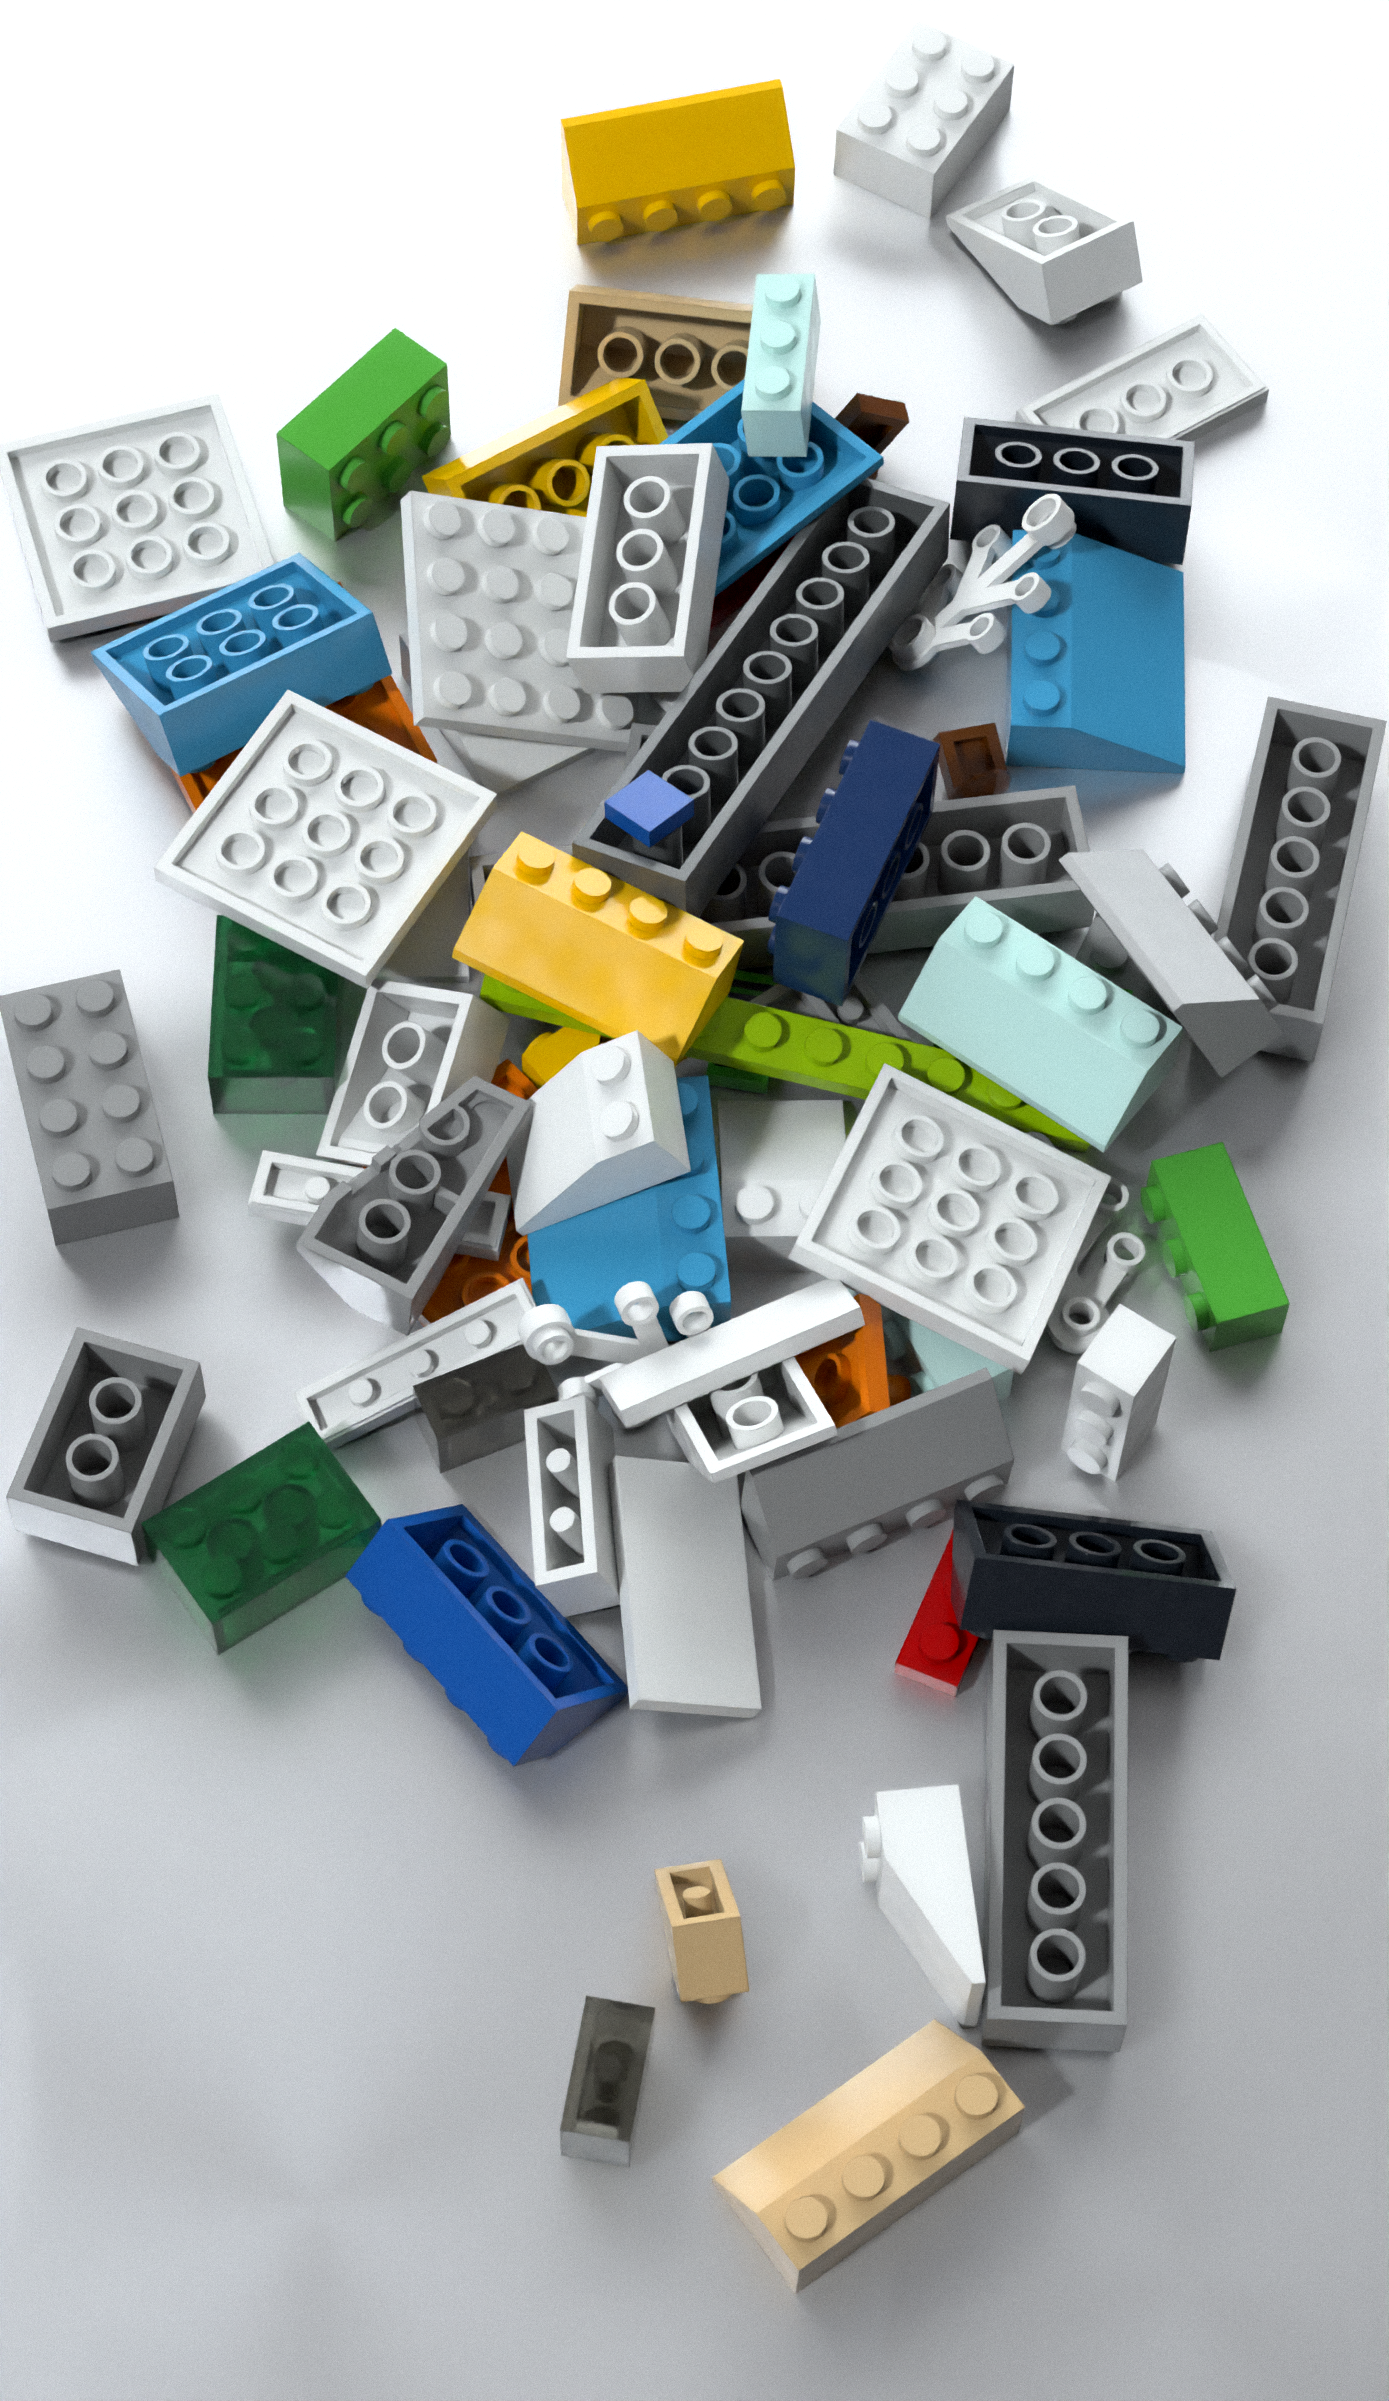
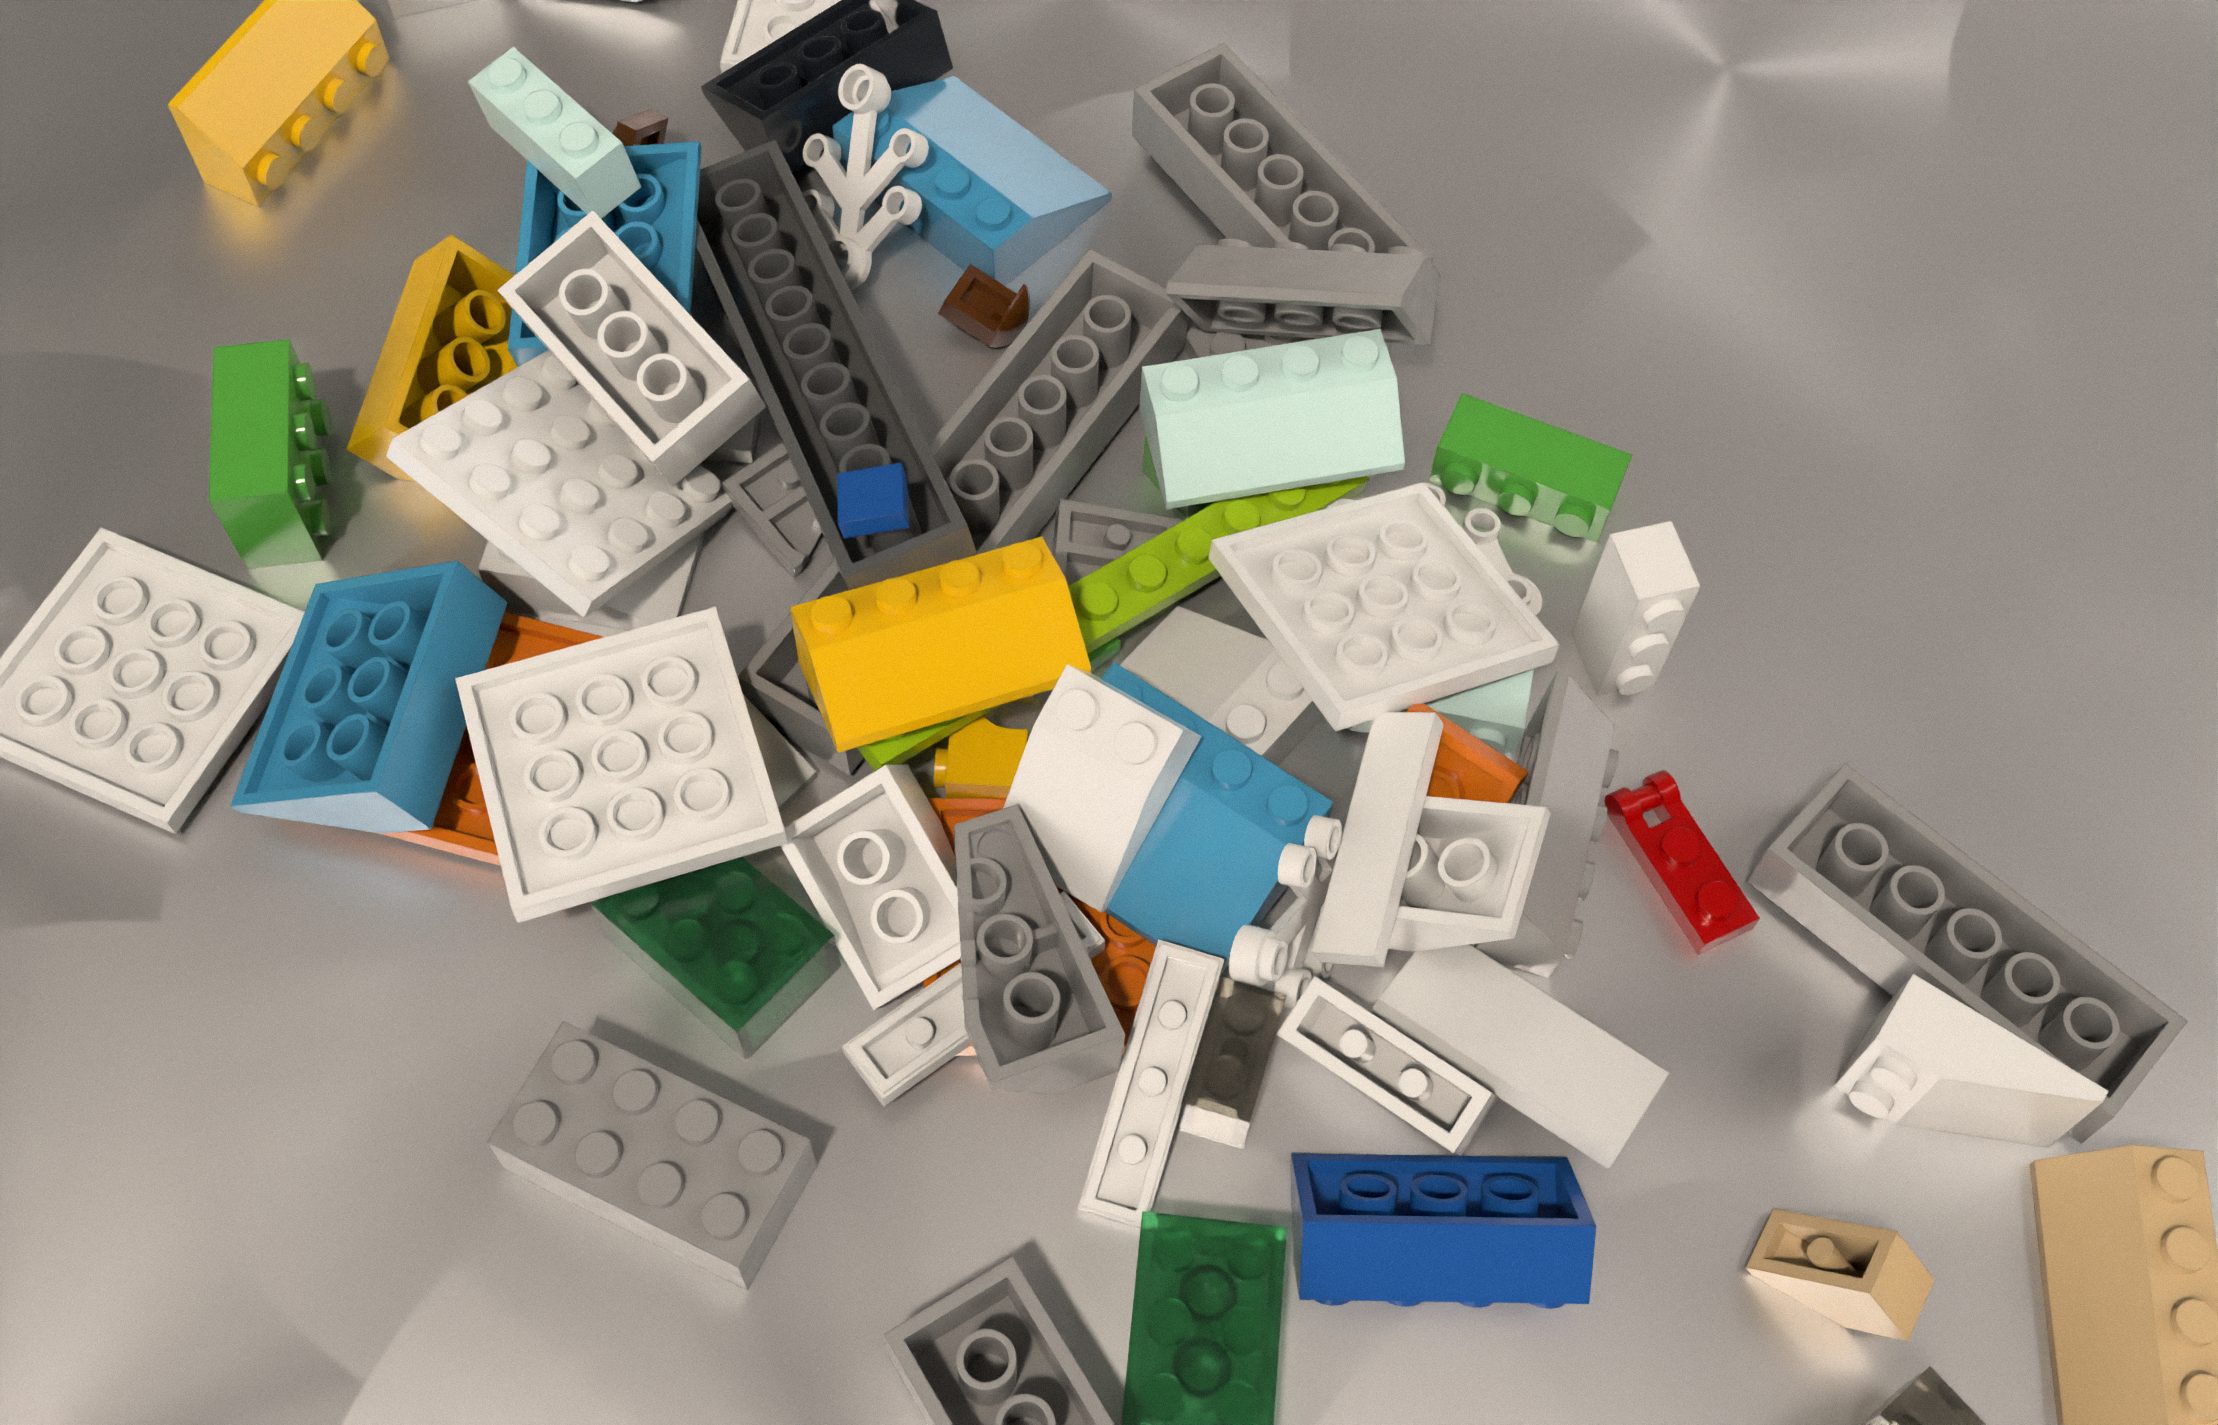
camera: 50 degrees left, 0 degrees up
(679, 344) = (456, 188): tan slope -> none
(853, 862) = (1041, 416): dark blue brick -> none
(1090, 1577) = (1753, 756): black slope -> none

